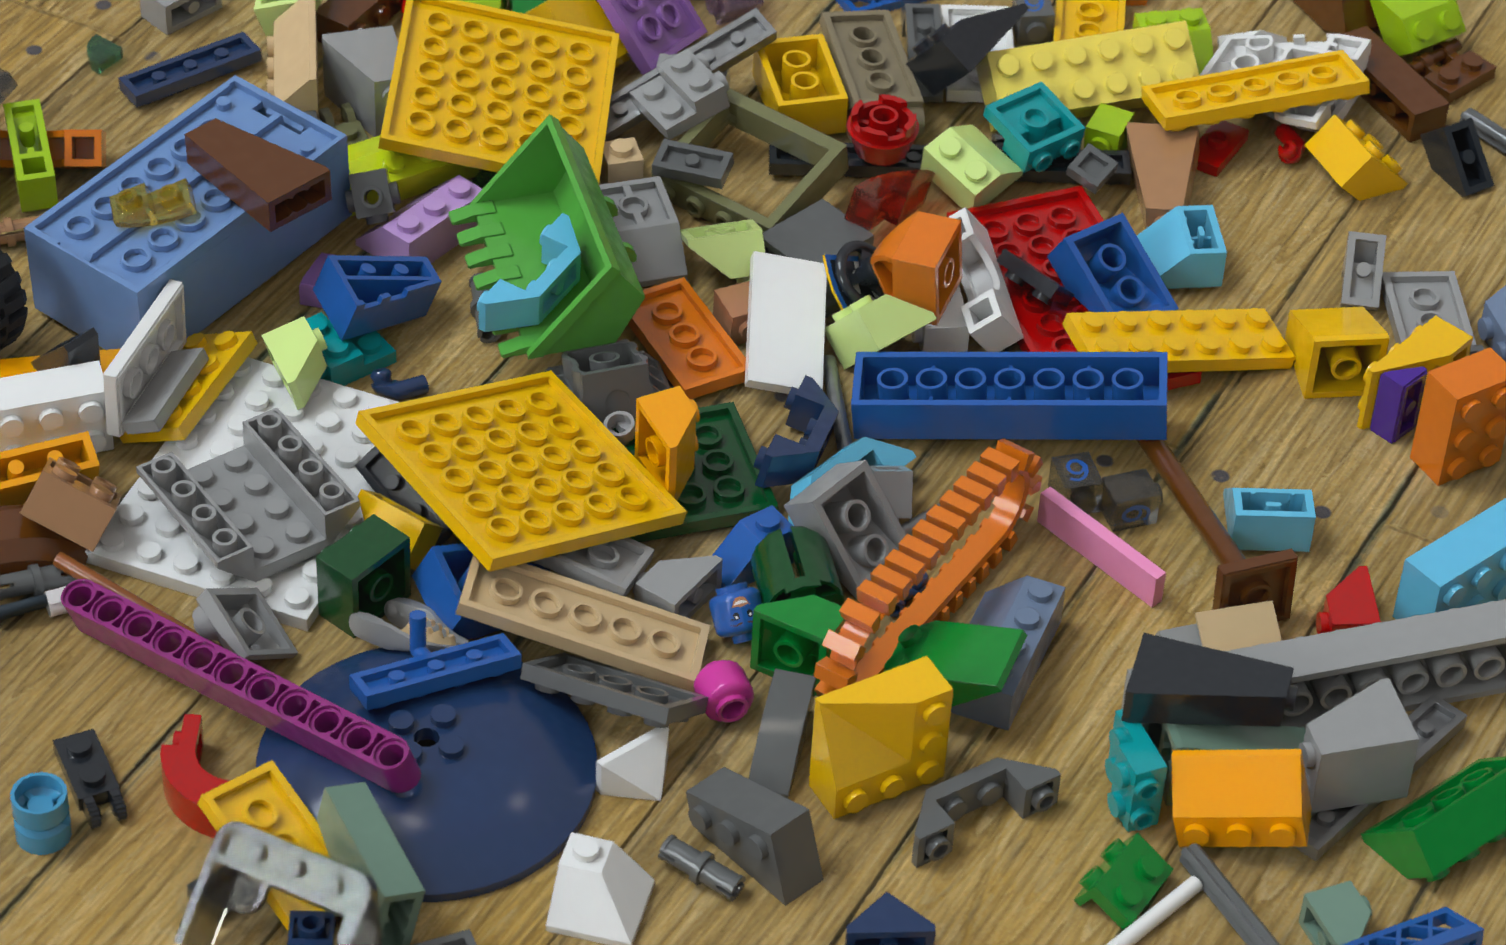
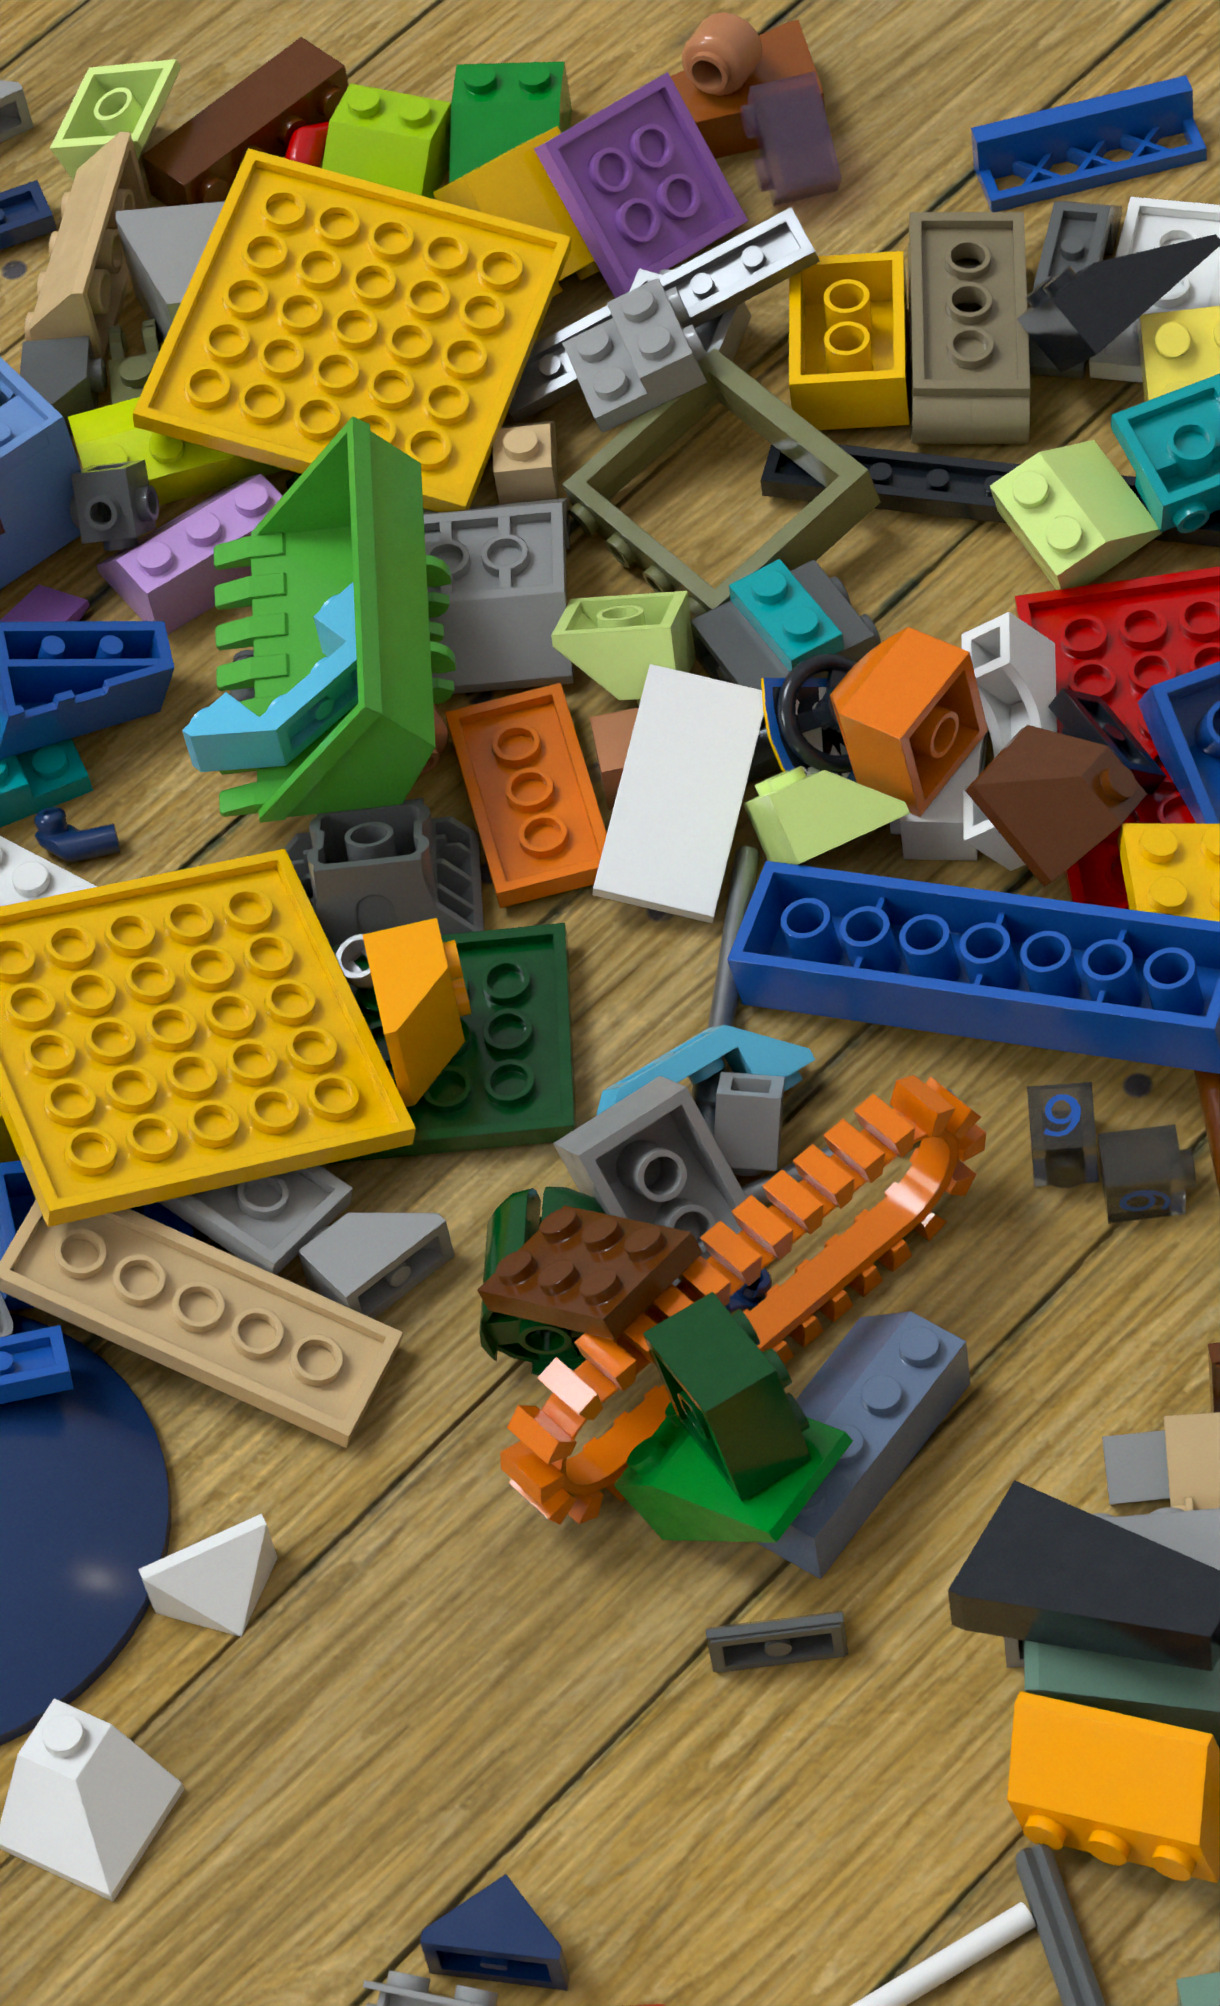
camera: 25 degrees right, 10 degrees up
(618, 689) = (208, 1442): dark grey plate -> none
(692, 163) = (618, 484): dark grey plate -> none
(701, 867) = (254, 1775): dark grey pin -> none
(727, 690) = (383, 1458): dark pink head -> none
(733, 611) = (443, 1317): blue head -> none
(741, 541) = (502, 1173): blue slope -> none
(758, 831) = (351, 1728): dark grey wedge -> none
(783, 731) = (446, 1552): dark grey slope -> none
(787, 460) = (603, 1051): dark blue slope -> none
(791, 634) = (498, 1369): green slope -> none
(817, 226) = (785, 615): none -> teal plate
(847, 555) = (589, 1271): none -> reddish brown plate
(880, 737) = (572, 1594): yellow slope -> none
(882, 129) = (939, 441): red cone -> none
(888, 197) = (920, 566): clear red slope -> none
(955, 610) = (730, 1394): none -> dark green brick
(1021, 750) = (777, 1641): none -> dark grey slope
(1021, 784) = (808, 1703): dark grey slope -> none
(1025, 302) = (1054, 798): none -> reddish brown slope
(1101, 547) = (1068, 1258): bright pink tile -> none
(1125, 879) = (908, 1896): green bracket -> none
(1135, 775) = (965, 1718): teal plate -> none

